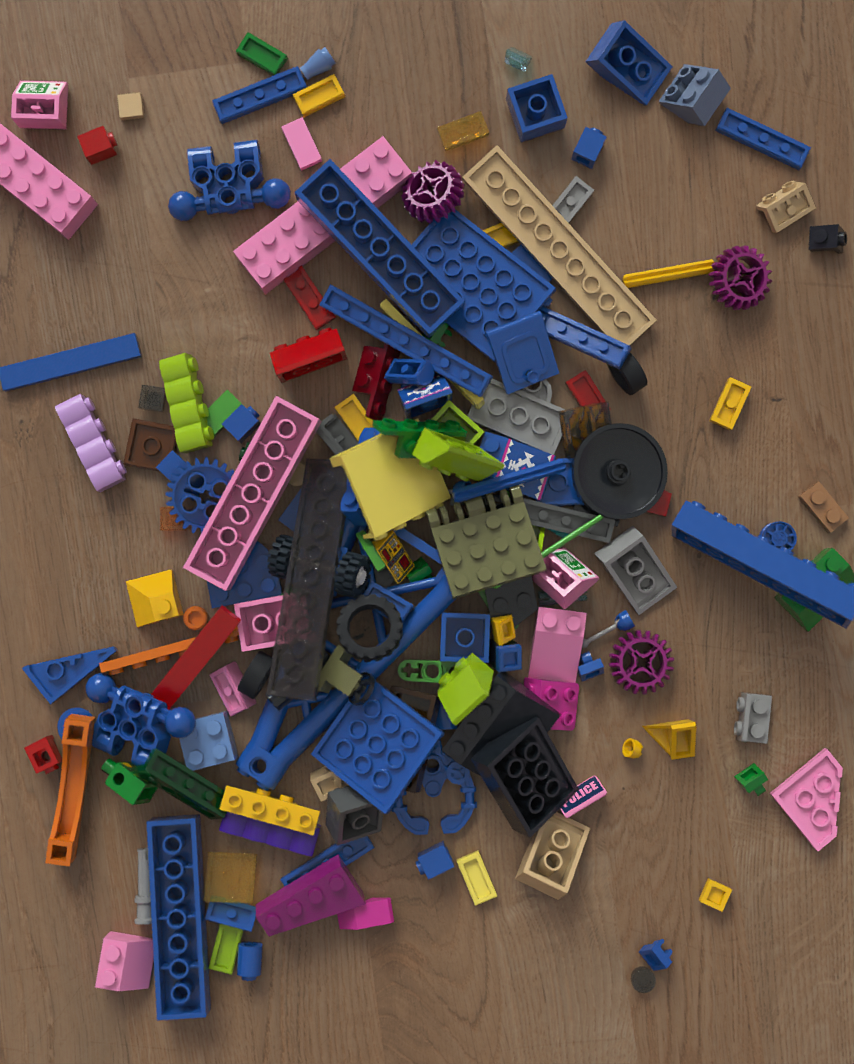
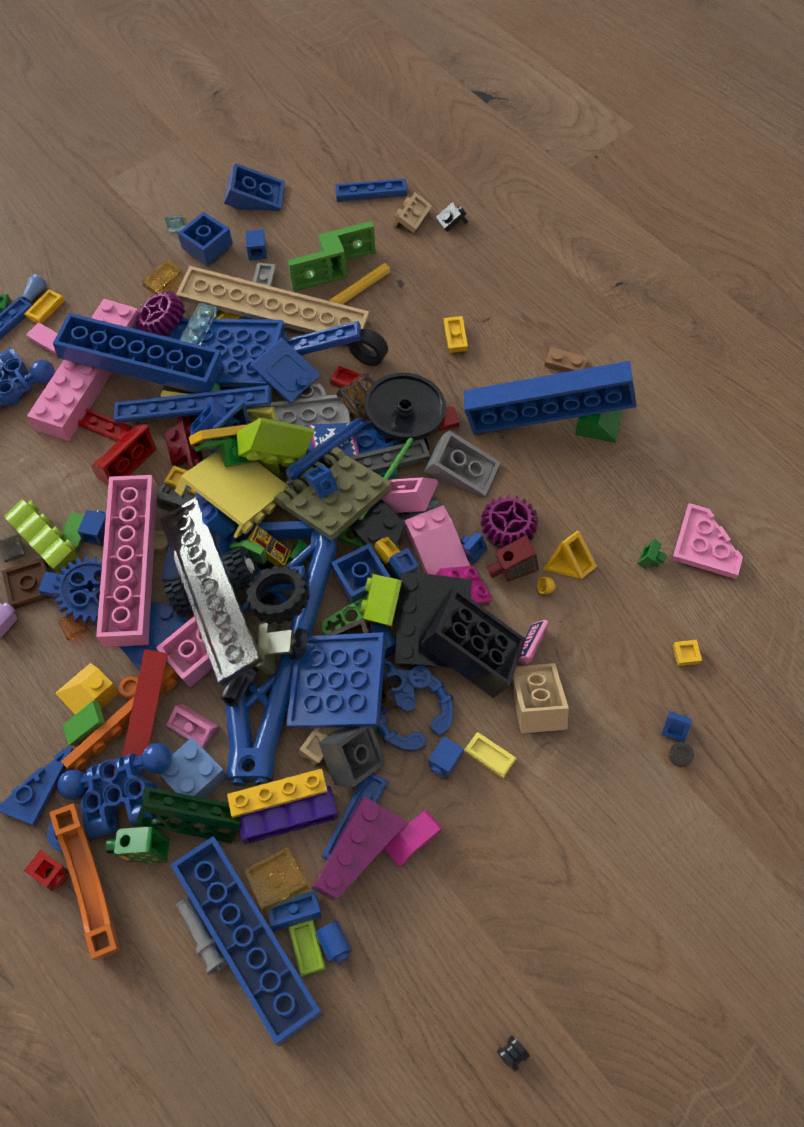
camera: 30 degrees left, 25 degrees down
(125, 962) = (218, 1017): bright pink slope -> none
(136, 634) = (83, 723): none -> bright green tile
(256, 675) = (205, 694): black tyre -> none
(417, 419) = (215, 434): none -> yellow tile
(461, 237) = (199, 323): none -> clear light blue plate
(478, 528) = (322, 481): none -> blue bracket
(622, 622) = (476, 503): hinge -> none
(627, 710) = (515, 560): none -> dark red torso
(660, 222) = (330, 262): none -> bright green bracket
(695, 93) = (309, 185): sand blue slope -> none
(750, 291) = (409, 261): magenta gear -> none
(753, 717) = (619, 515): light grey bracket -> none

